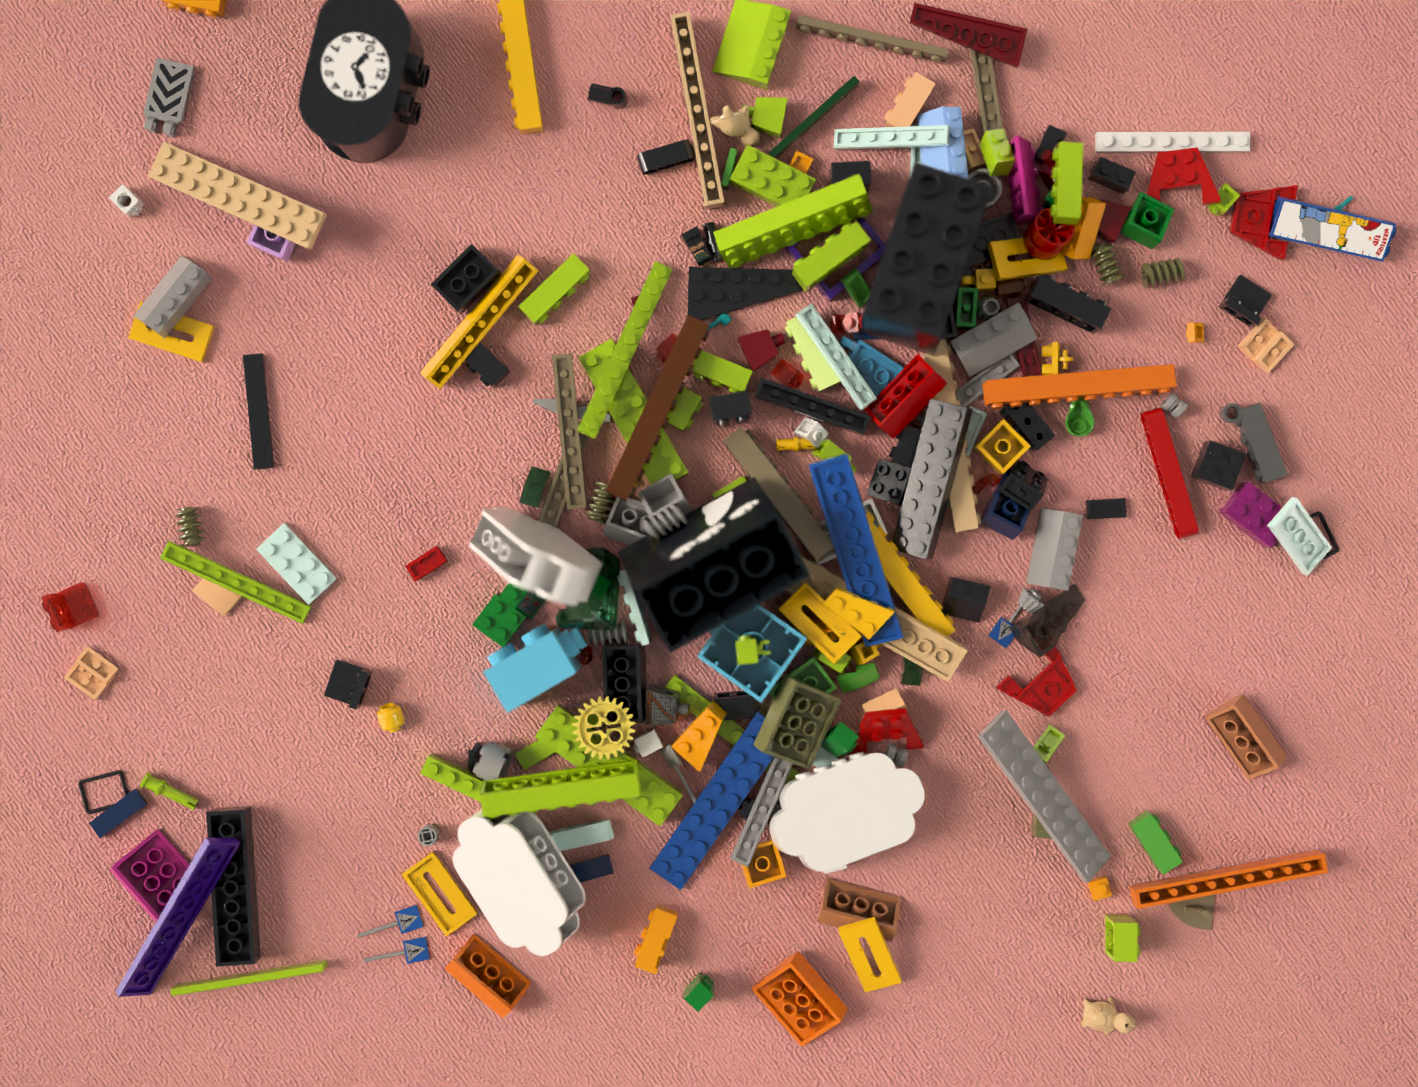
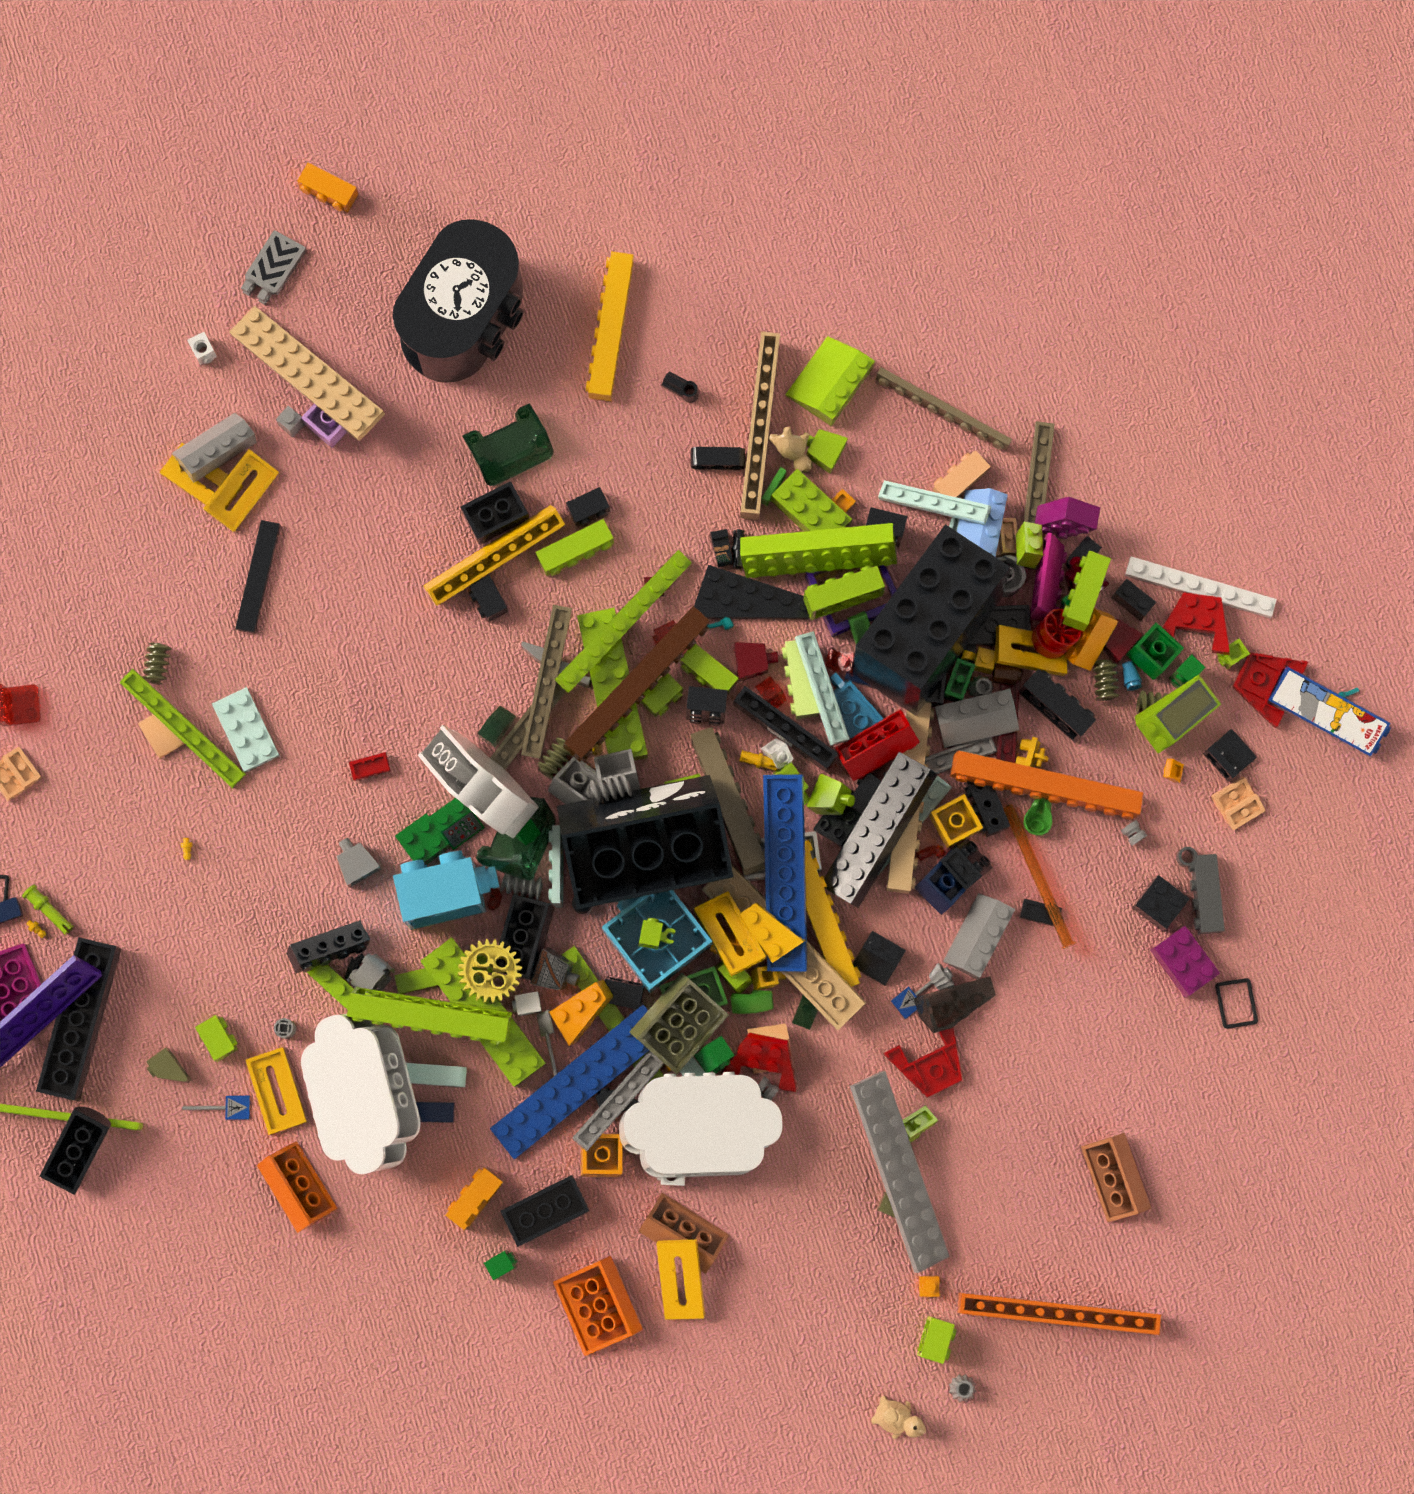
camera: 10 degrees right, 10 degrees down
(161, 811) = (33, 927): none -> yellow piece
(194, 351) = (234, 517): none -> yellow piece
(237, 248) = (290, 421): none -> light grey brick
(272, 1006) = (76, 1148): none -> black brick
(278, 691) = (186, 848): none -> yellow piece
(331, 904) = (166, 1066): none -> olive slope
(348, 683) = (256, 858): black bracket -> none
(368, 862) = (217, 1038): none -> lime brick
(390, 717) = (286, 902): yellow head -> none
(414, 950) = (232, 1141): piece -> none
(443, 659) = (356, 862): none -> light grey torso
(443, 750) = (328, 947): none -> black brick
(460, 209) = (510, 448): none -> clear green windscreen
(555, 245) = (588, 507): none -> black brick
(724, 929) = (545, 1210): none -> black brick
(817, 115) = (868, 464): dark green tile -> none
(875, 460) = (830, 797): none -> lime torso
(982, 35) = (1047, 436): dark red wing -> none
(1027, 113) = (1067, 517): none -> magenta brick
(1095, 475) = (1038, 877): none -> clear orange axle
(1129, 252) = (1131, 677): none -> dark azure cone
(1156, 842) = (997, 1255): bright green brick -> none
(1157, 971) = (962, 1388): none -> light grey piece
(1169, 473) = (1111, 897): red beam -> none
(1184, 233) = (1186, 672): none -> green brick
(1186, 277) = (1176, 713): none -> slope
(1195, 912) = (1018, 1337): dark tan shield -> none
(1299, 536) = (1220, 993): light aqua plate -> none

